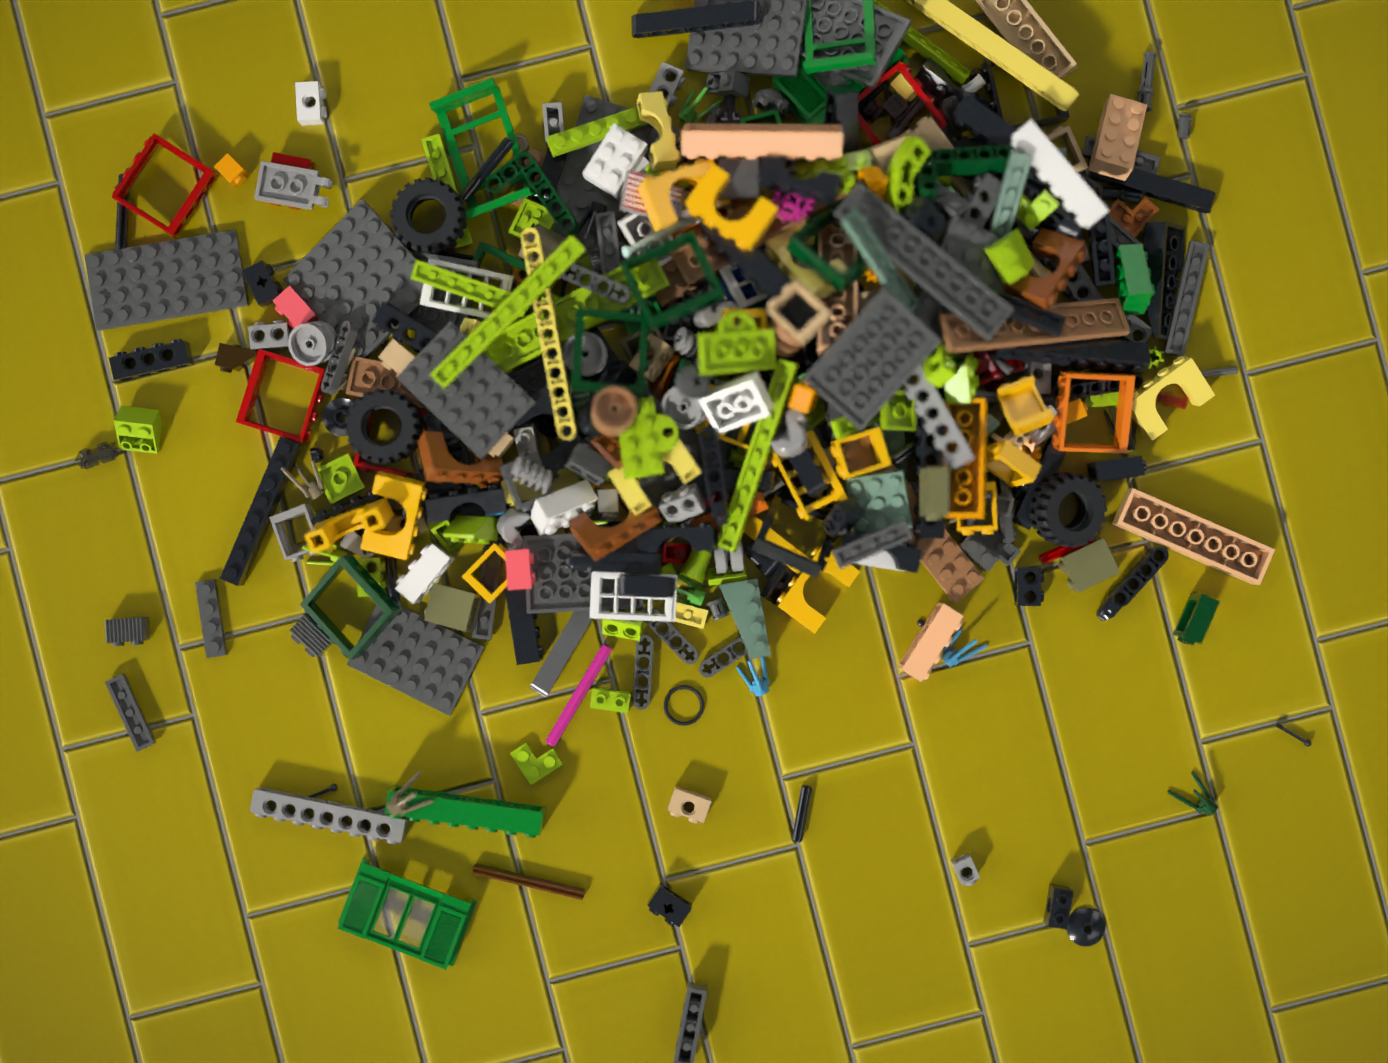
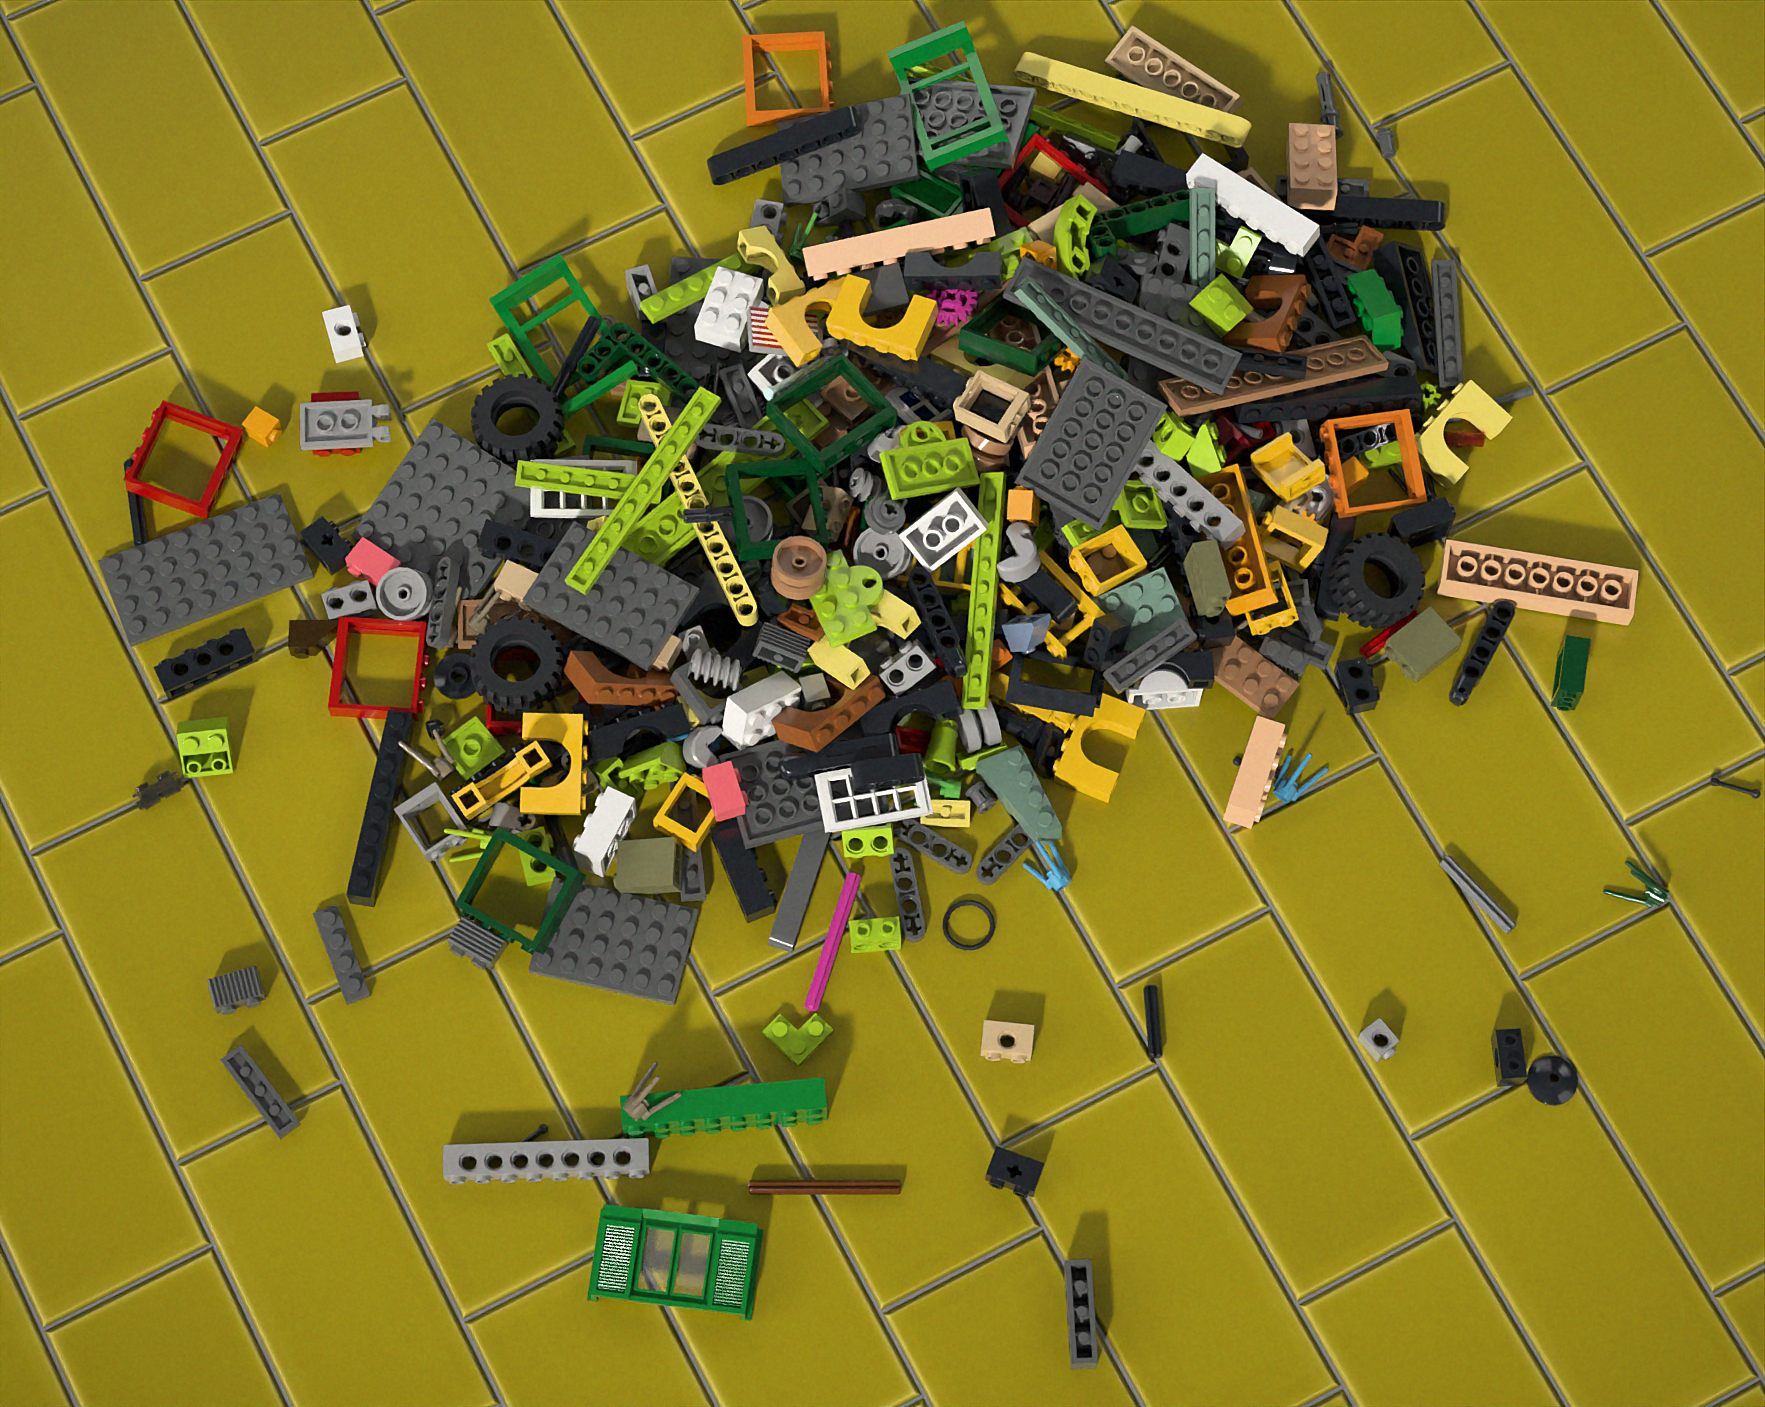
camera: 15 degrees left, 20 degrees down
(365, 380) = (480, 619): none -> dark tan plant
(553, 346) = (707, 514): none -> black axle
(781, 495) = (1026, 632): none -> sand blue slope
(1072, 772) = (1478, 894): none -> axle

